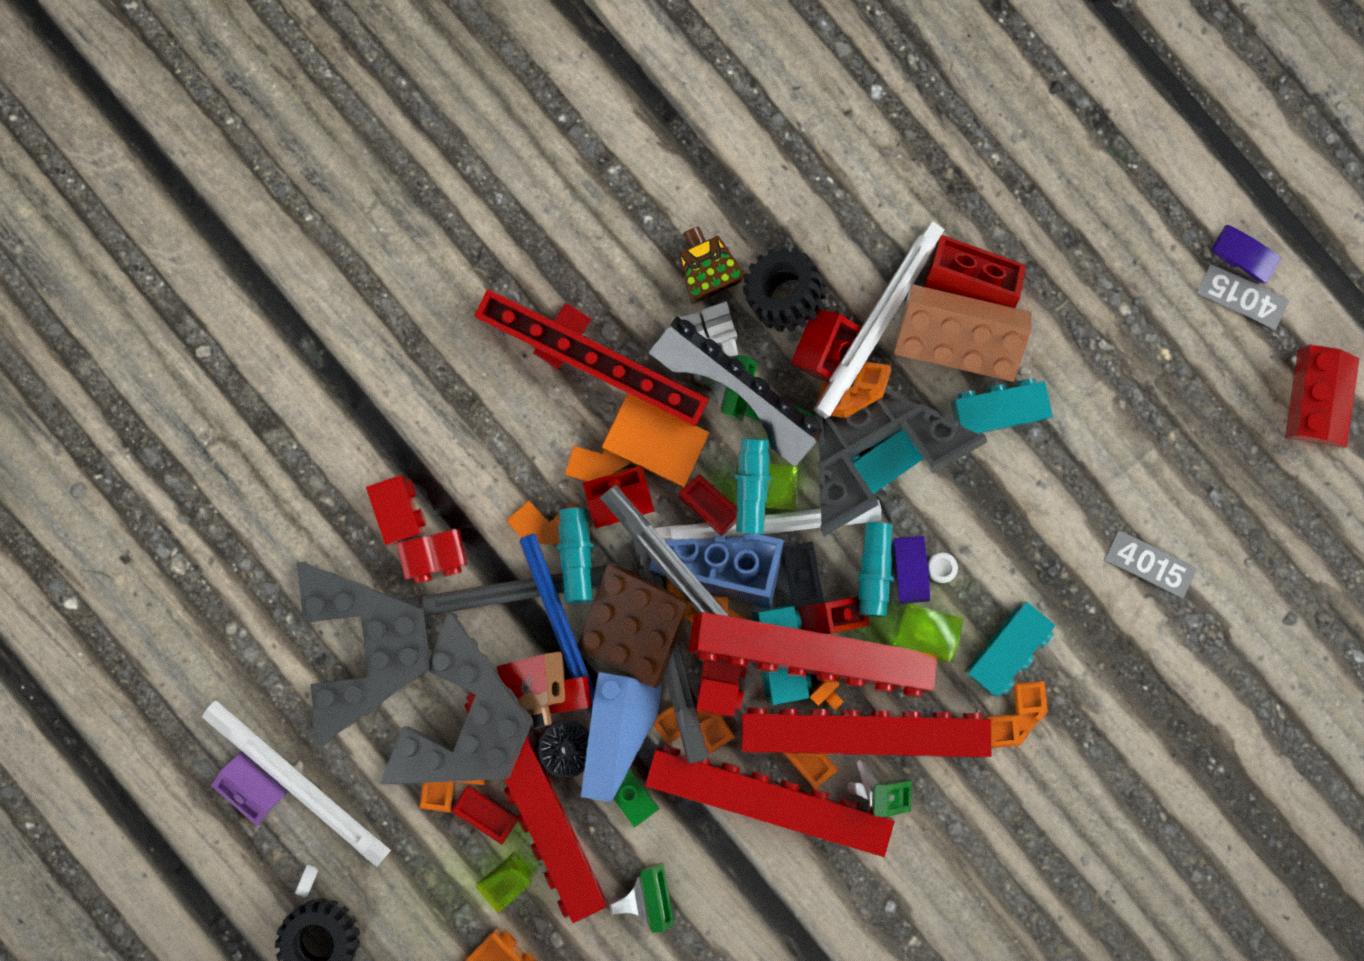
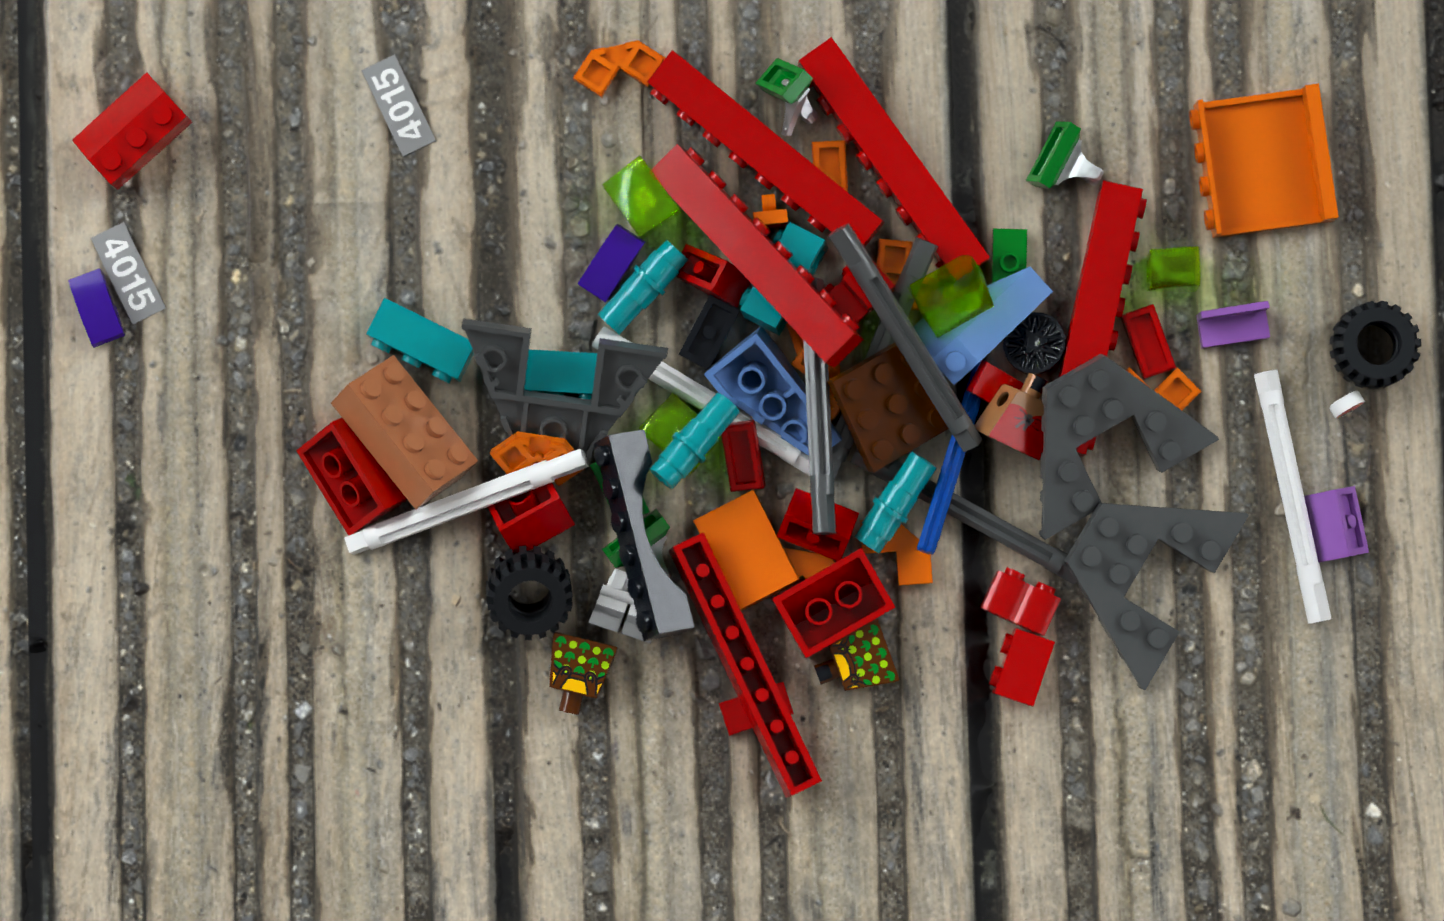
camera: 135 degrees left, 0 degrees up
(432, 874) = (1233, 324): none -> medium lavender panel
(515, 425) = (859, 659): none -> torso
(563, 448) = (833, 603): none -> red slope
(650, 736) = (952, 294): none -> clear neon green piece
(660, 678) = (905, 337): none -> dark grey piece
(942, 567) = (583, 244): white tile -> none
(1010, 649) = (581, 127): teal brick -> none

